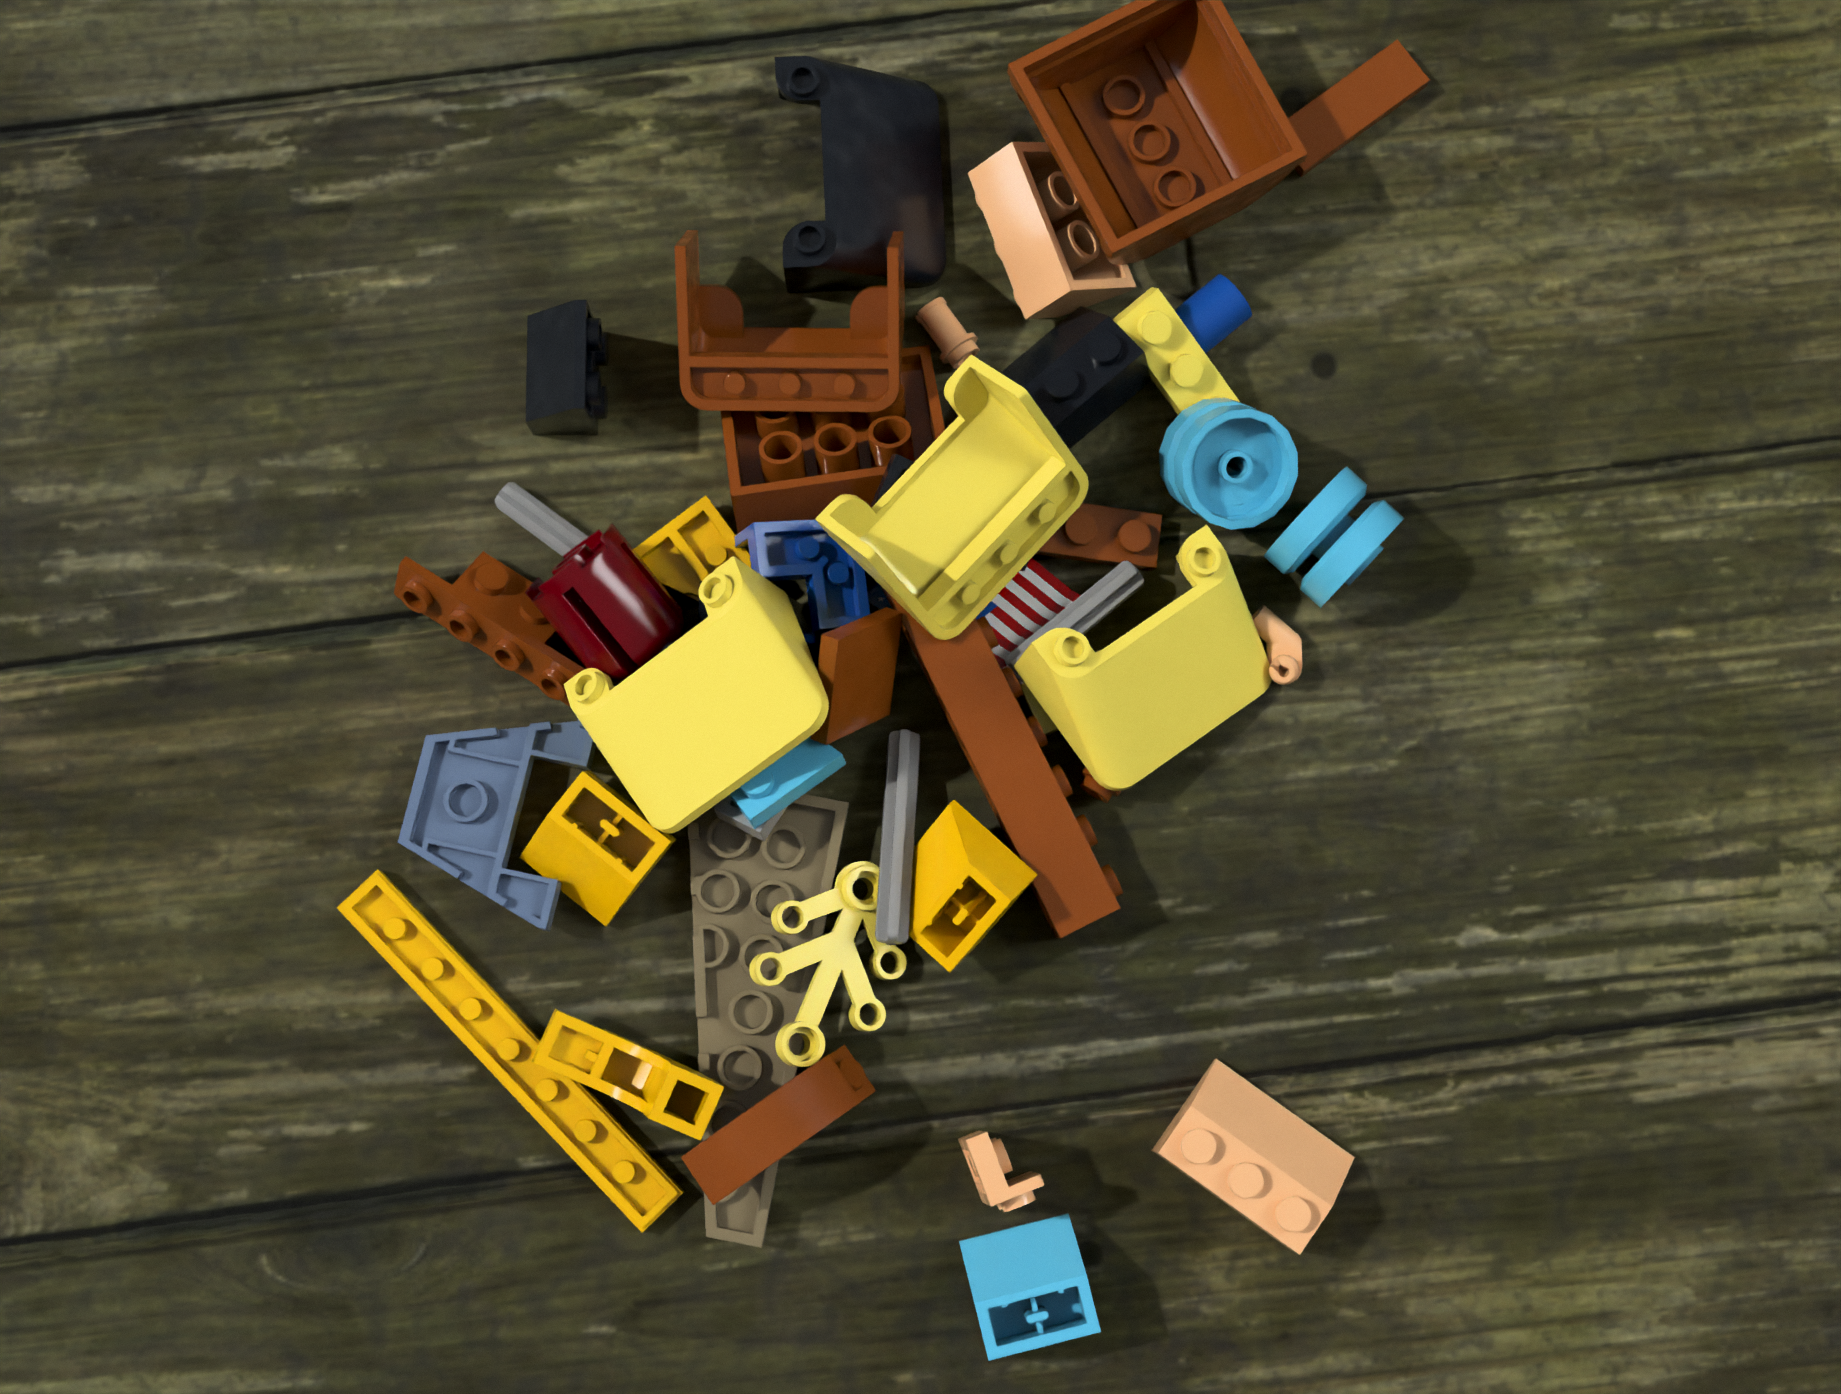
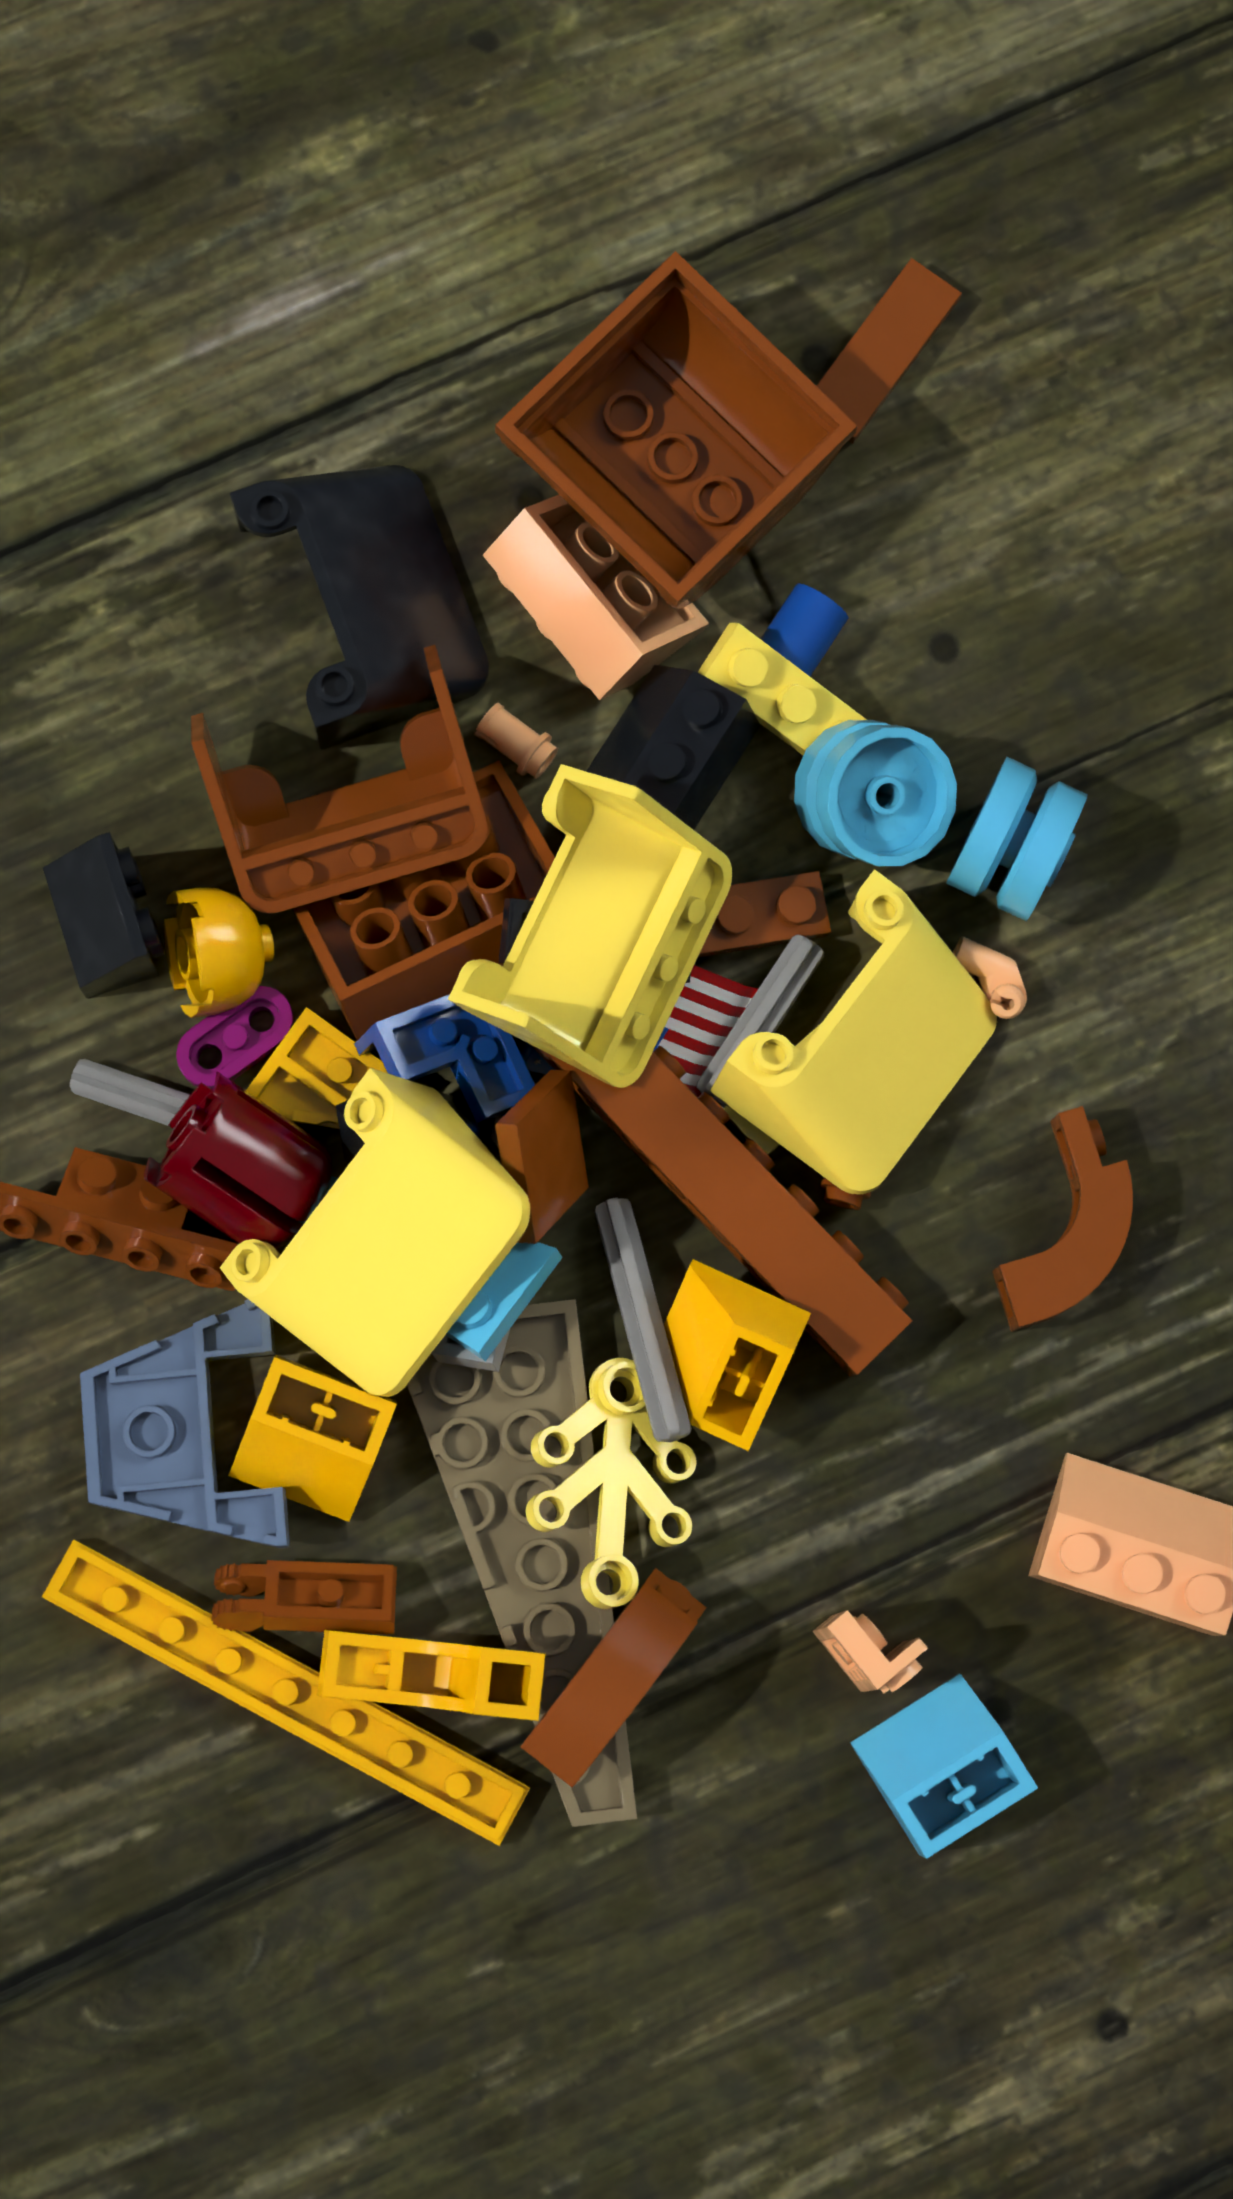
camera: 25 degrees left, 0 degrees up
(551, 977) = (307, 1597): none -> dark orange hinge
(640, 499) = (235, 1038): none -> magenta plate
(647, 426) = (215, 949): none -> yellow cylinder
(1261, 909) = (1093, 1240): none -> dark orange arch

